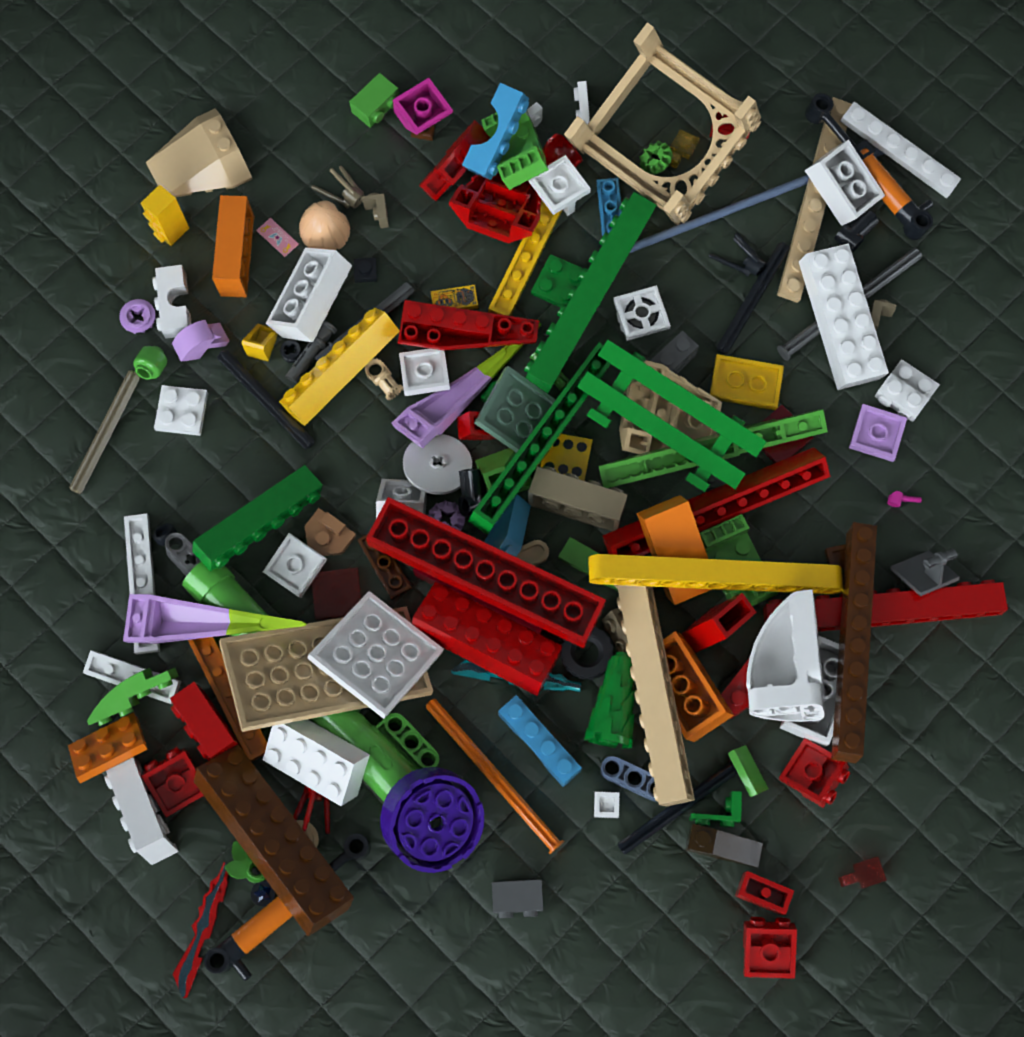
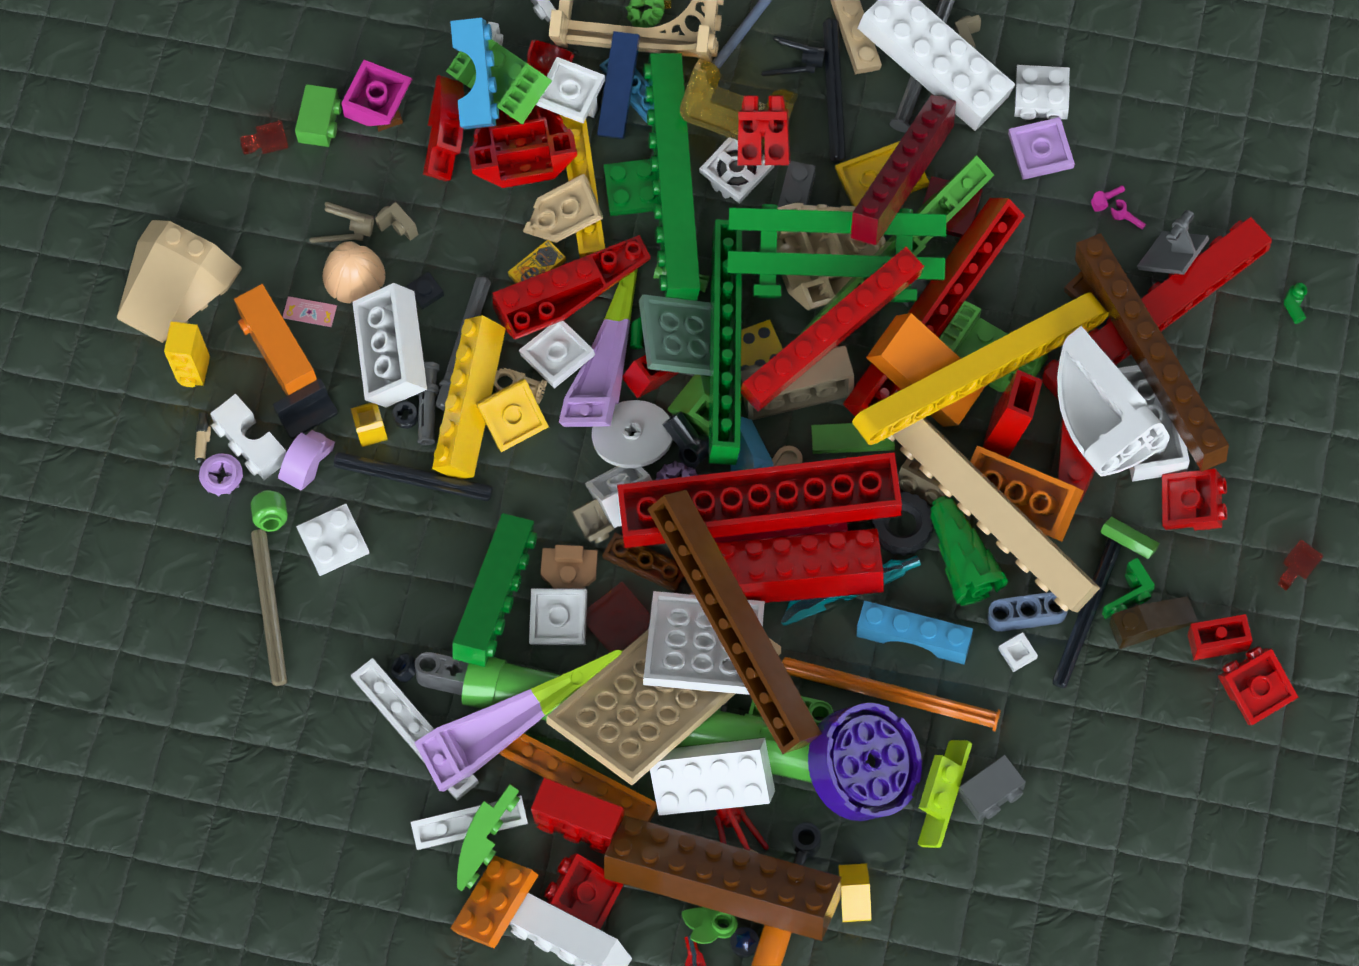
camera: 30 degrees left, 5 degrees down
(144, 282) = (202, 437): none -> piece
(225, 304) = (305, 409): none -> black panel
(331, 97) = (268, 138): none -> clear red plate
(361, 397) = (512, 415): none -> yellow tile
(365, 510) = (592, 521): none -> dark tan bracket
(366, 908) = (855, 892): none -> yellow slope
(400, 655) = (734, 621): none -> reddish brown brick
(479, 875) = (941, 791): none -> lime bracket
(498, 271) = (564, 211): none -> tan tile
(598, 201) = (618, 85): none -> dark blue tile
(623, 476) = (831, 329): none -> red brick
(664, 271) = (715, 107): none -> clear yellow windscreen
(673, 298) = (763, 123): none -> red hips
(756, 388) = (903, 170): none -> dark red brick
(908, 520) = (1124, 214): none -> dark pink hand
(995, 665) = (1293, 301): none -> green arm

